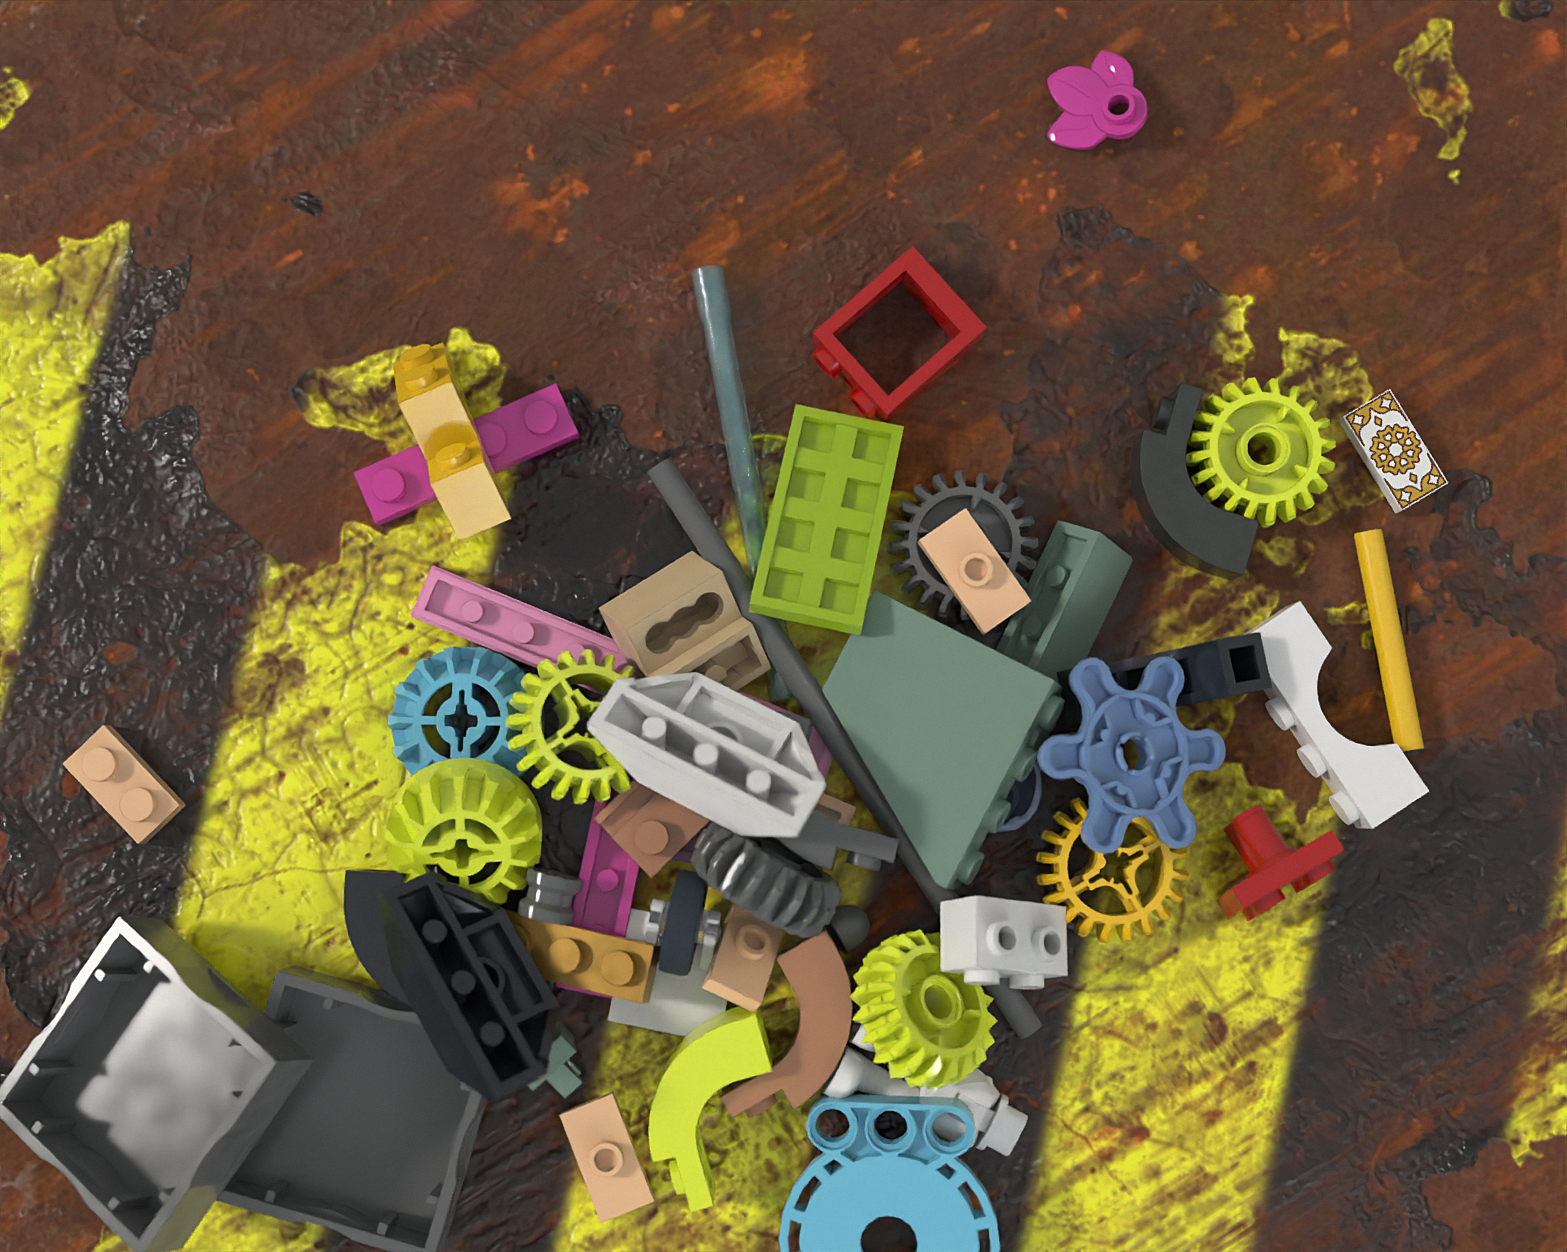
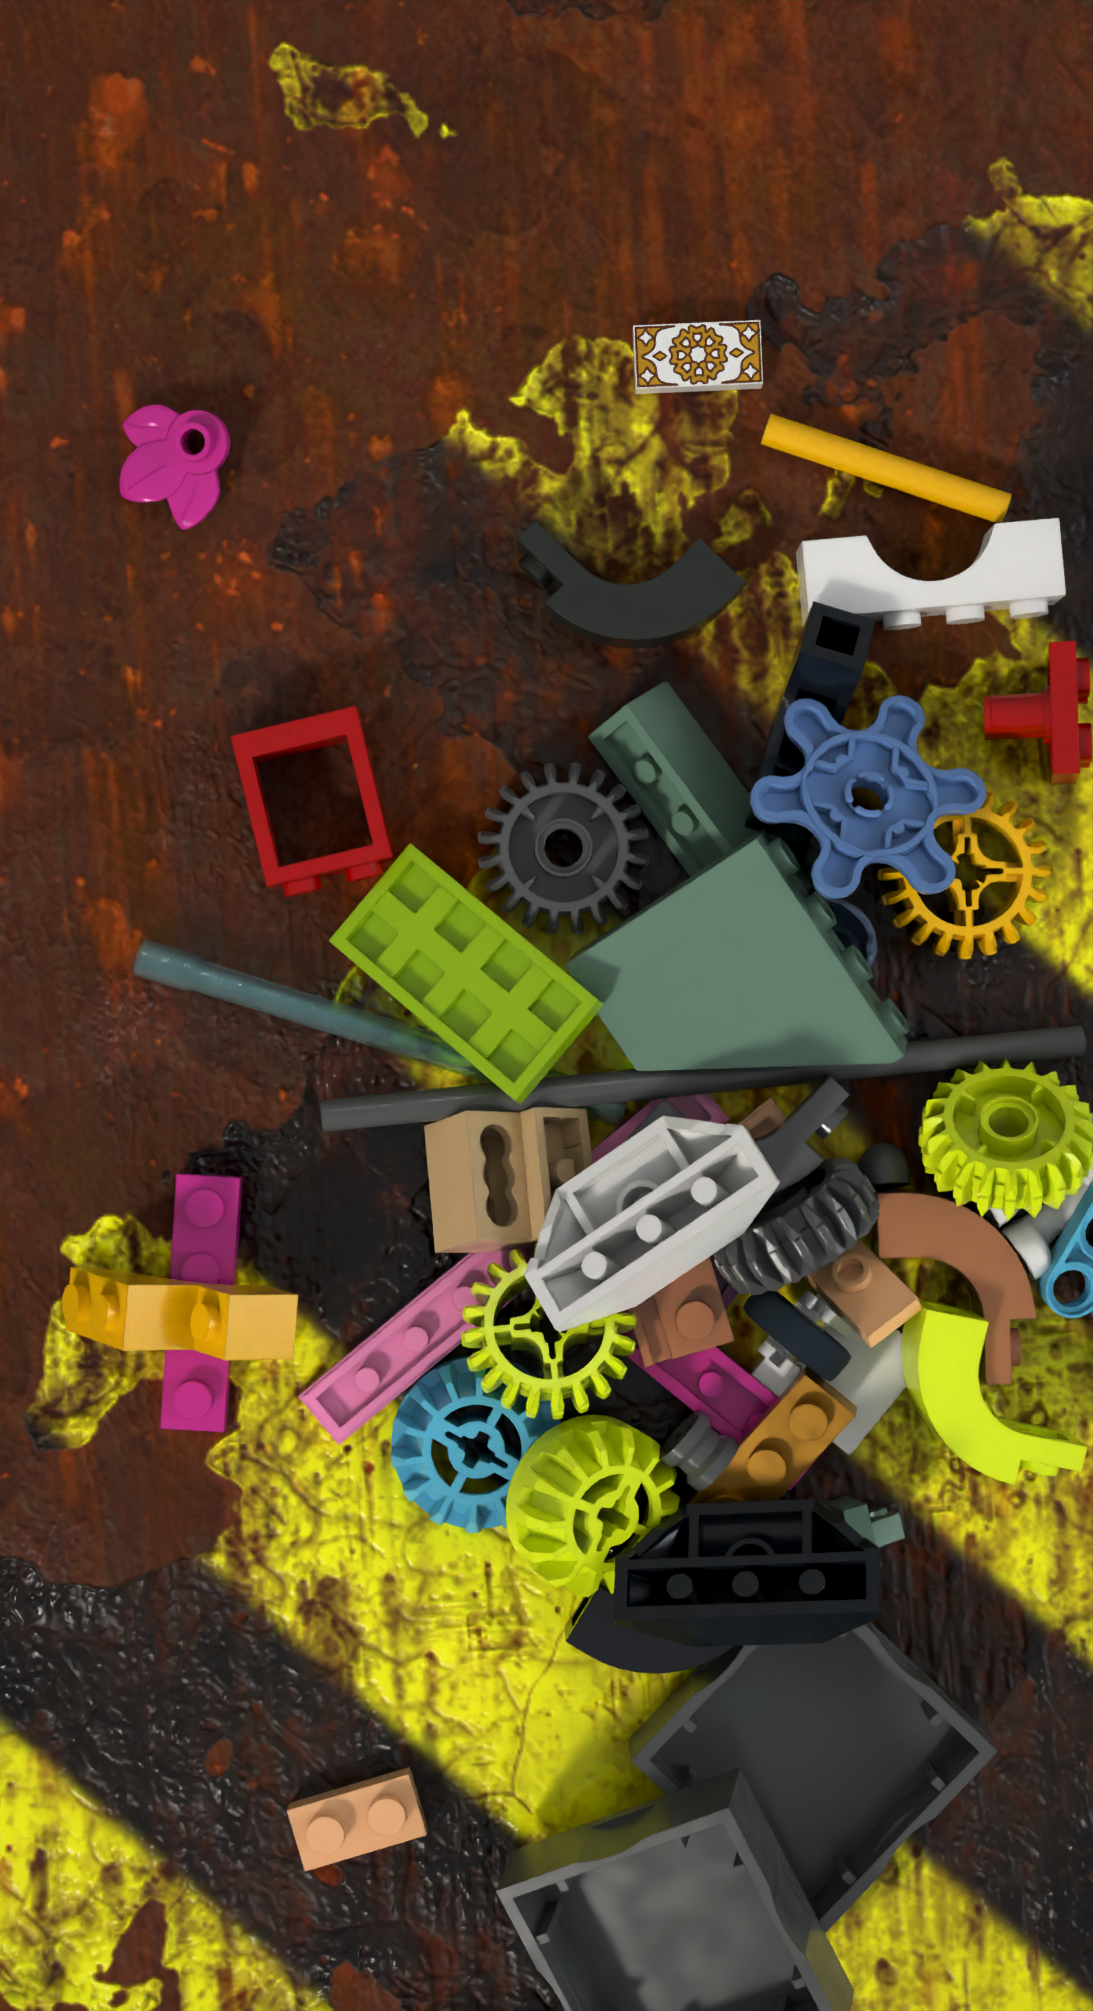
camera: 65 degrees left, 5 degrees up
(607, 1157) = (982, 1524): light nougat plate -> none
(974, 571) = (600, 854): light nougat plate -> none
(1003, 940) = (980, 1022): white brick -> none
(1286, 432) = (636, 457): neon yellow gear -> none

